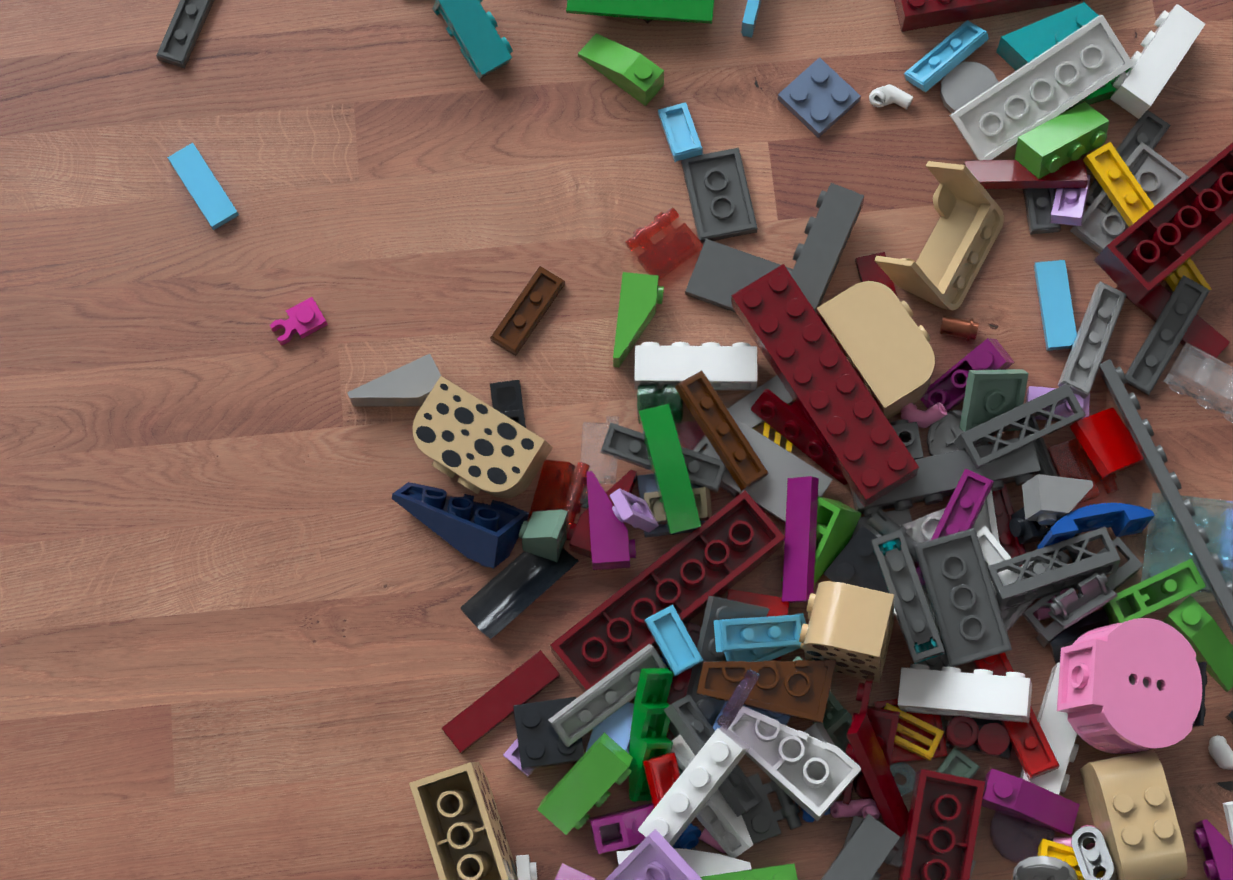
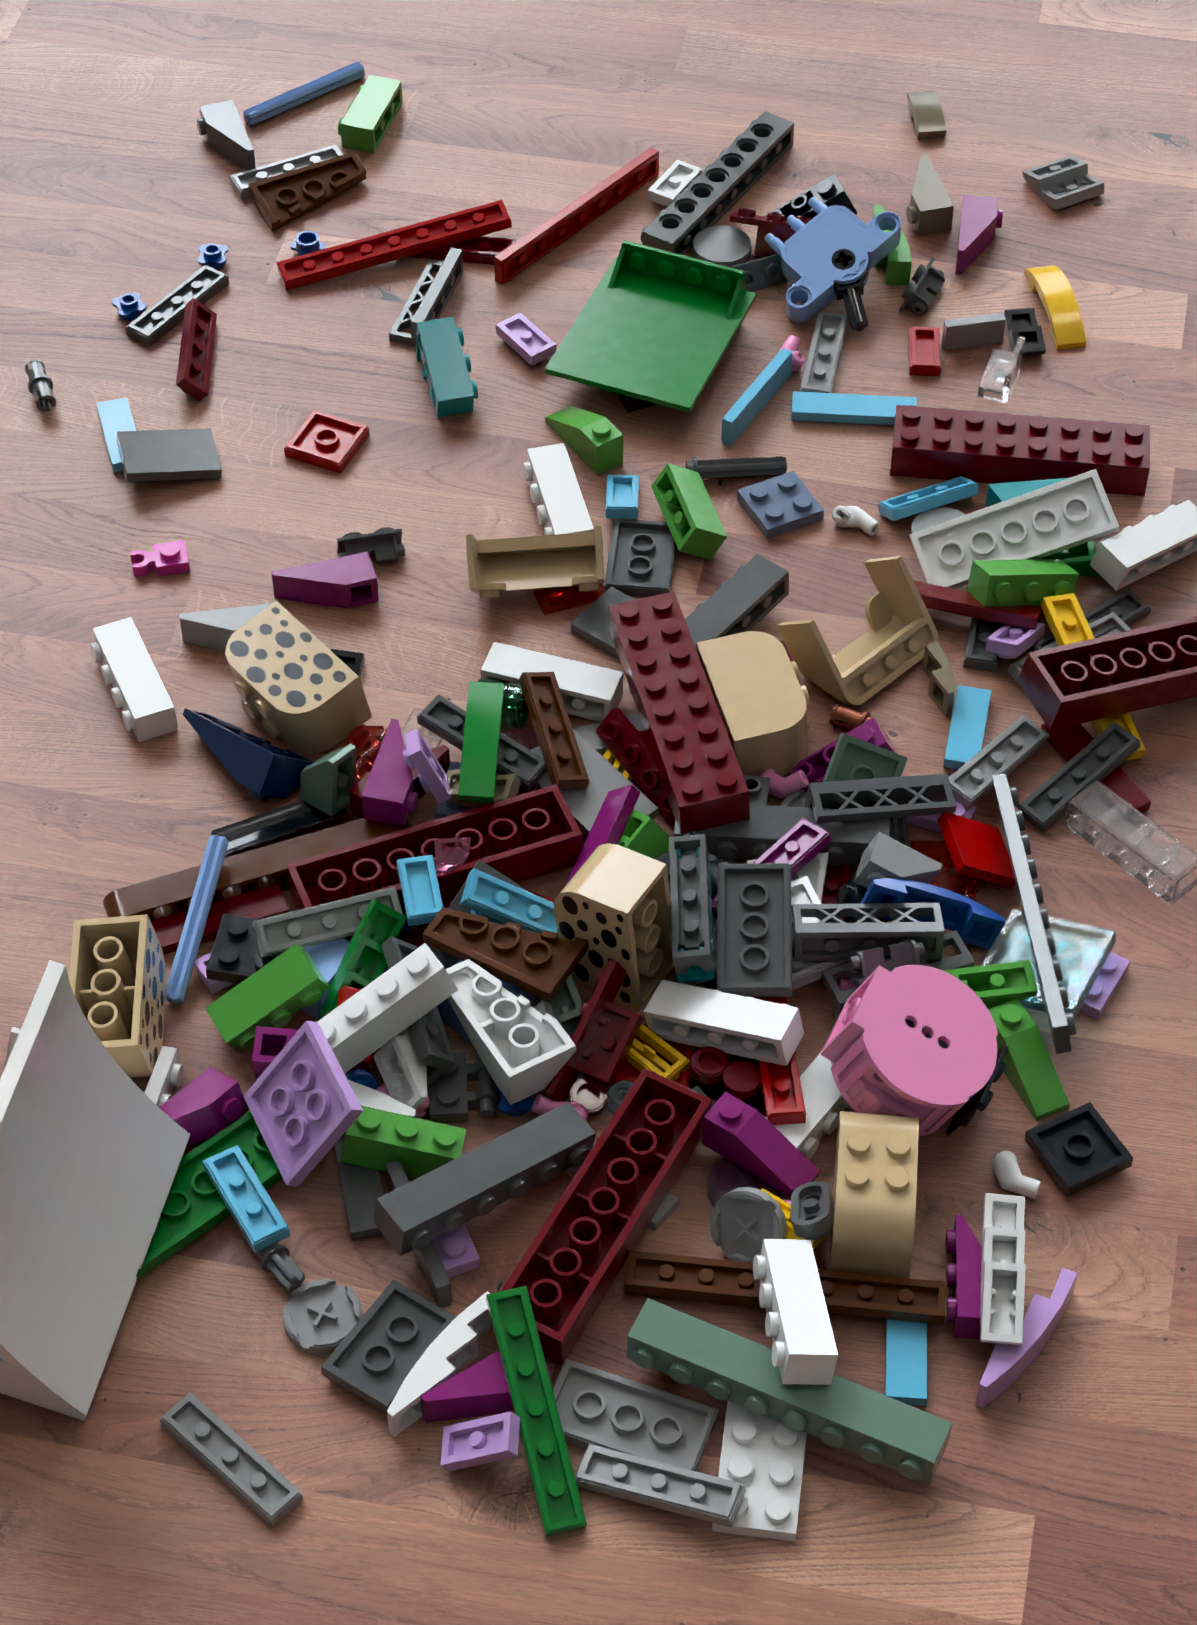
camera: 15 degrees right, 25 degrees down
(107, 150) = (40, 385): none -> dark grey pin
(152, 34) = (129, 306): none -> blue plate
(233, 66) = (196, 349): none -> dark red plate
(259, 202) = (168, 455): none -> tile
(332, 469) = (133, 679): none -> white brick
(392, 139) = (326, 441): none -> red tile
(466, 307) = (331, 582): none -> magenta slope
(490, 250) = (384, 542): none -> dark grey hinge
(492, 716) = (196, 919): none -> light blue axle
(516, 648) = (239, 872): none -> reddish brown beam
(527, 310) = (399, 604): reddish brown tile -> none
(627, 153) = (556, 491): none -> white brick
(636, 309) = (511, 622): bright green slope -> none
(639, 239) = (535, 562): none -> tan windscreen
(685, 595) = (451, 853): none -> clear pink tile
(738, 698) = (461, 931): clear purple tile -> none
(747, 137) = (689, 511): none -> bright green brick
(766, 67) = (738, 467): none -> dark grey axle
(878, 774) = (592, 1058): dark red tile -> none
(1024, 268) = (941, 677): none -> dark tan slope

